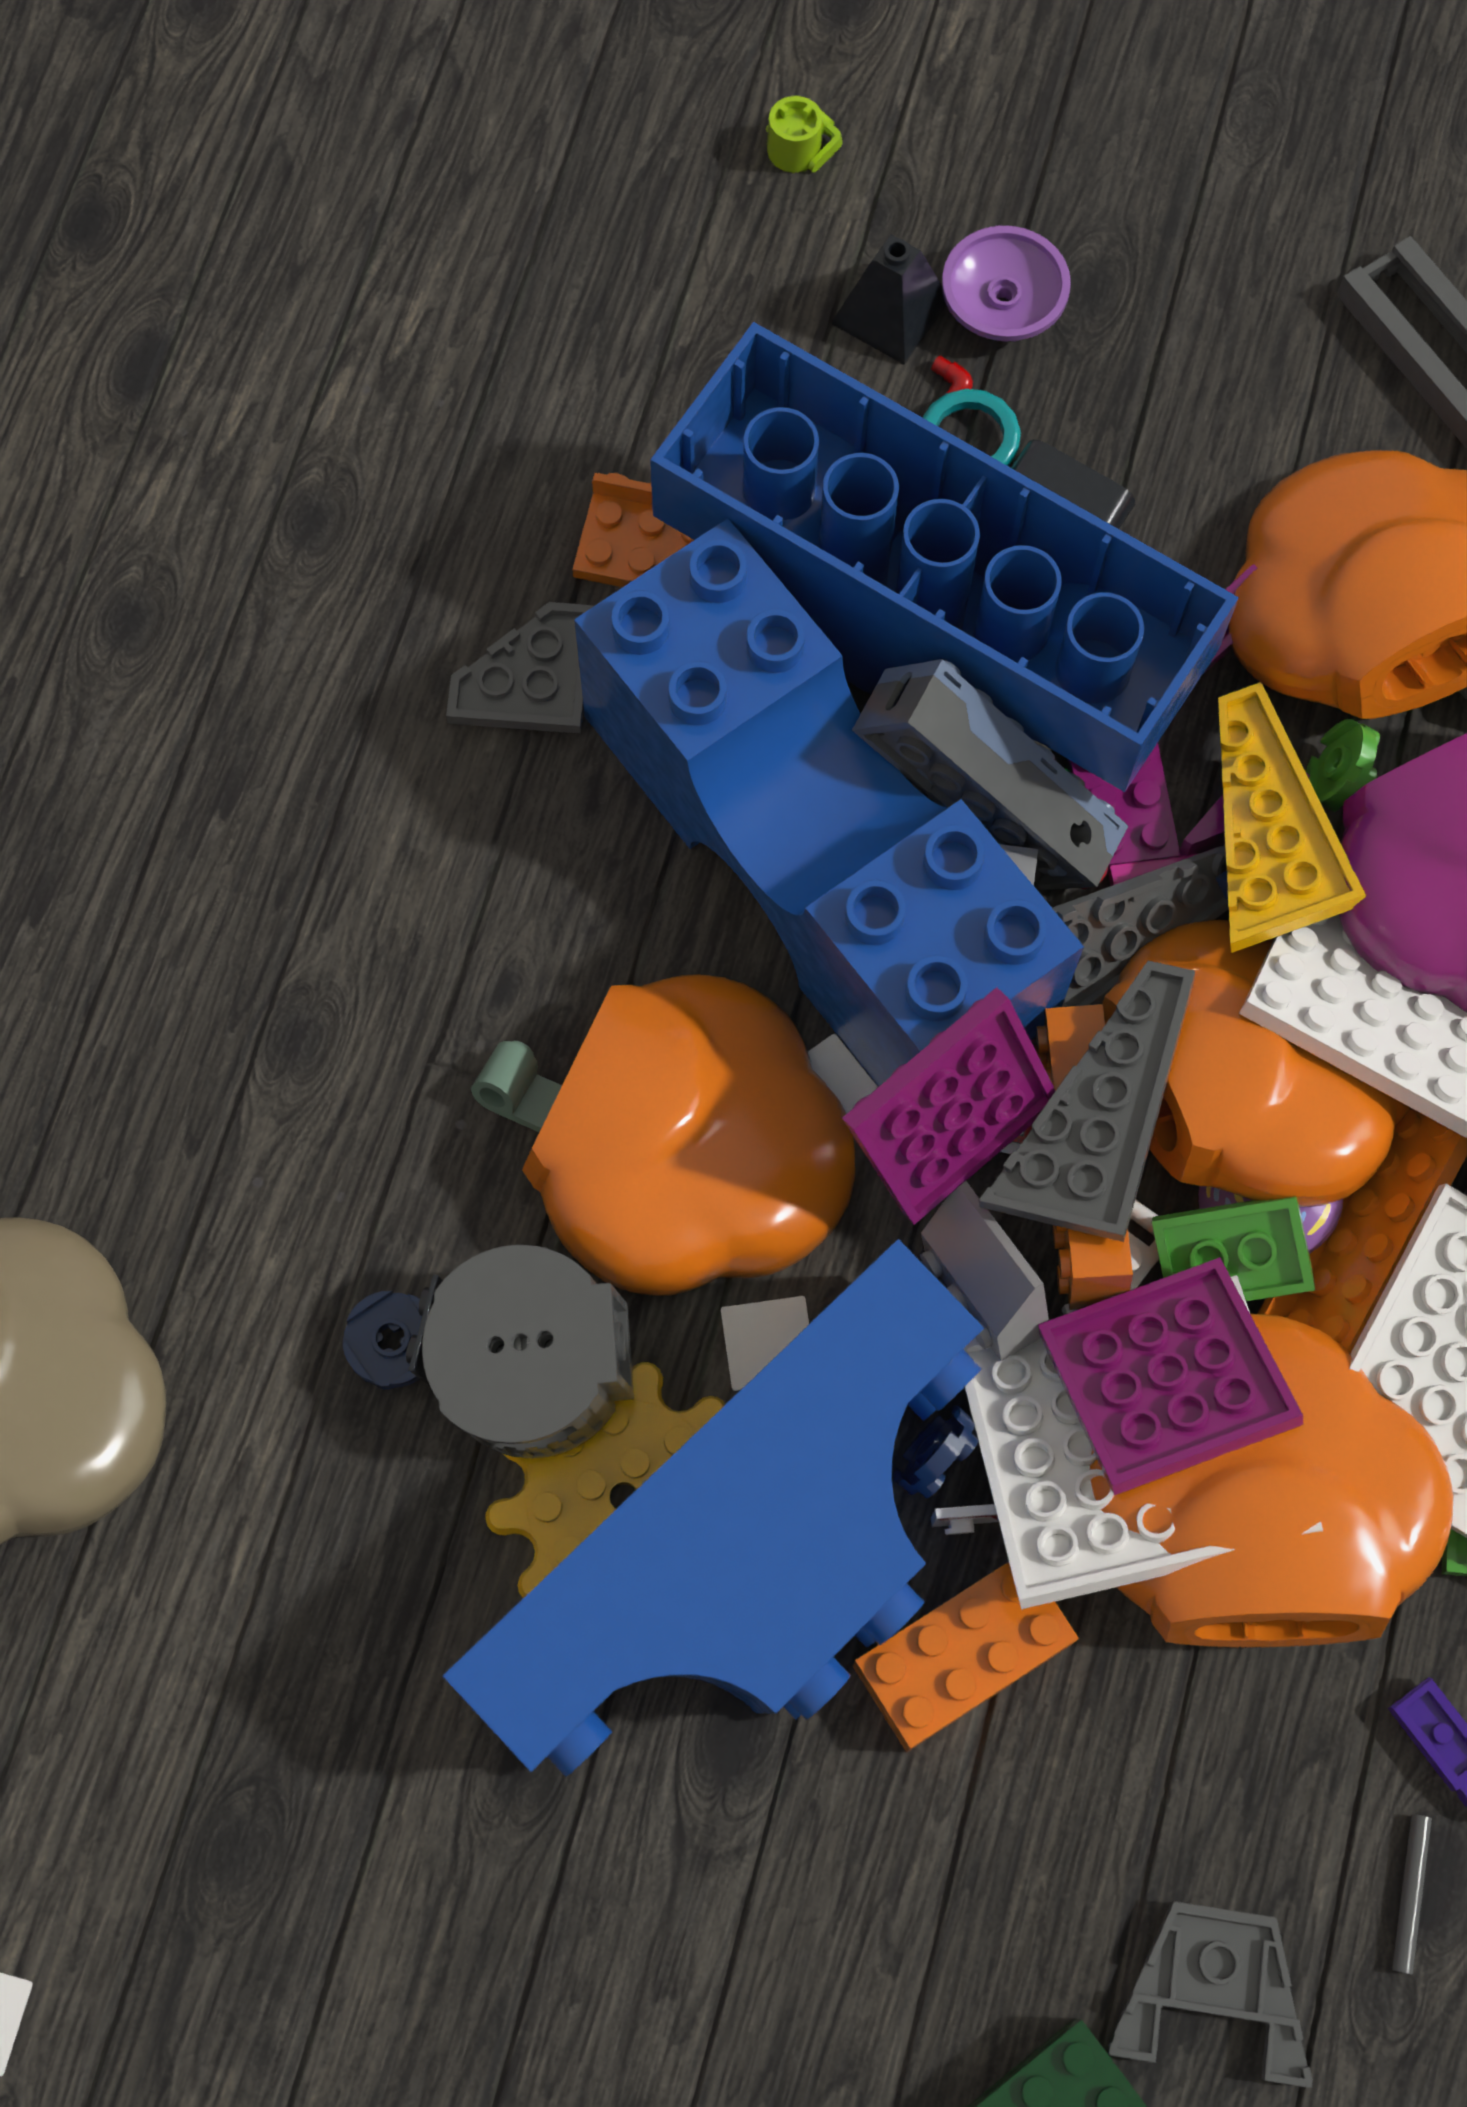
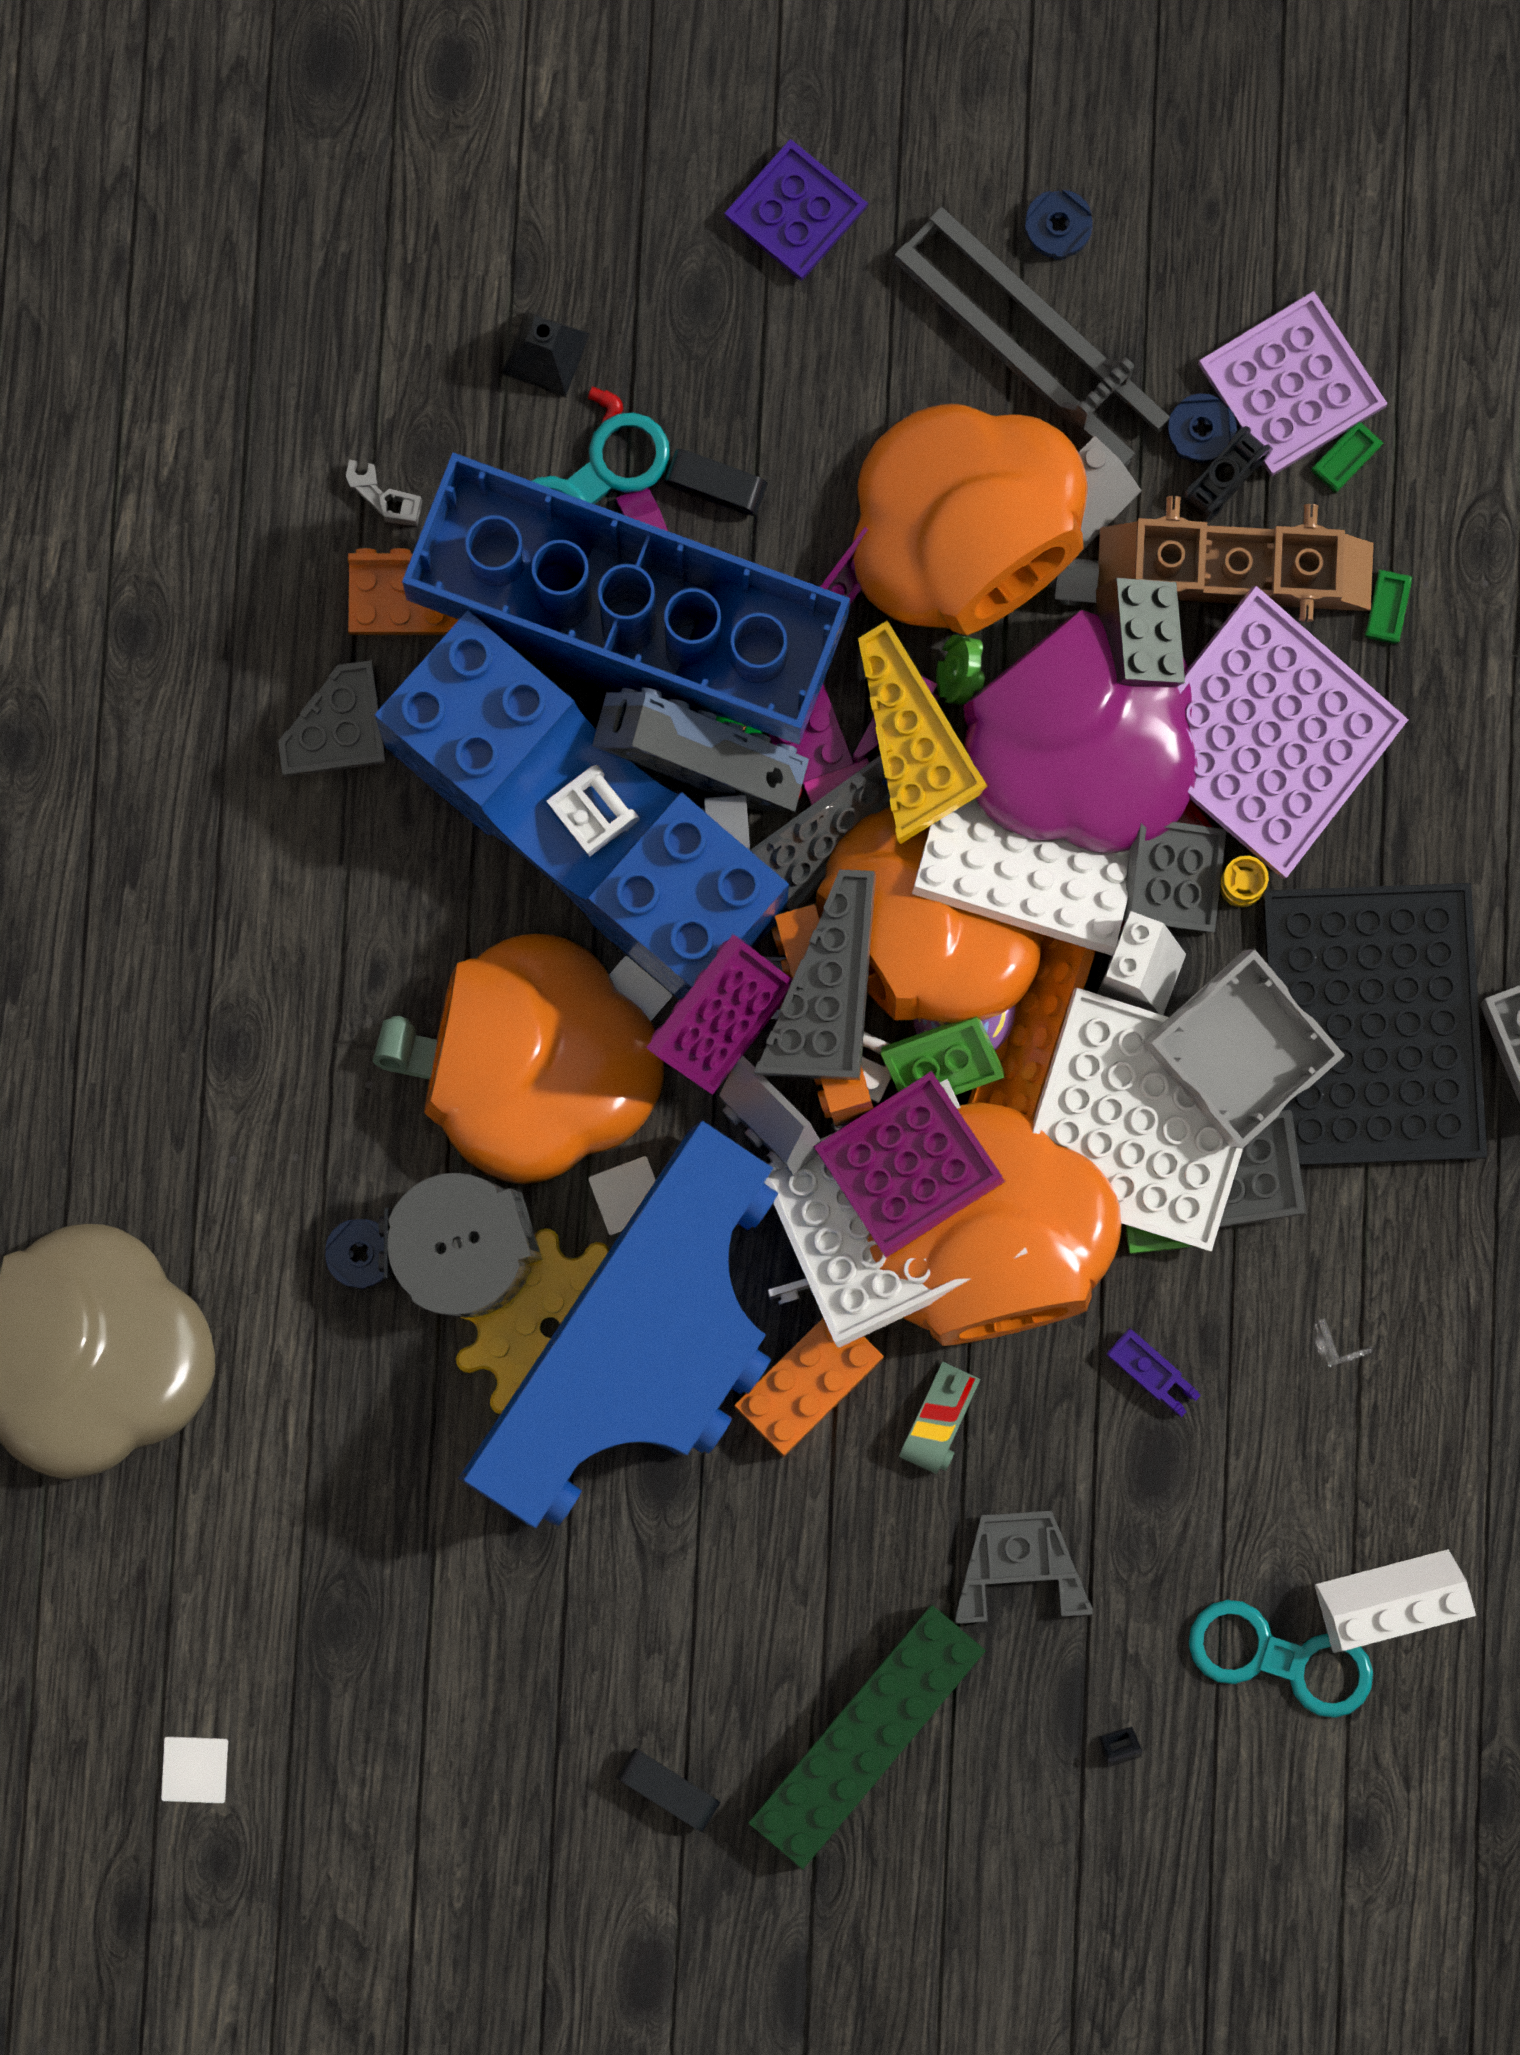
camera: 15 degrees left, 10 degrees up
(637, 412) = (368, 488): none -> light grey piece
(796, 135) = (439, 215): lime piece -> none
(821, 819) = (584, 818): none -> white plate
(935, 1451) = (759, 1250): dark blue plate -> none
(1007, 265) = (632, 297): medium lavender dish -> none
(1137, 1748) = (939, 1419): none -> sand green door
(1229, 211) = (796, 210): none -> dark purple plate
(1411, 1894) = (1141, 1474): dark grey bar -> none

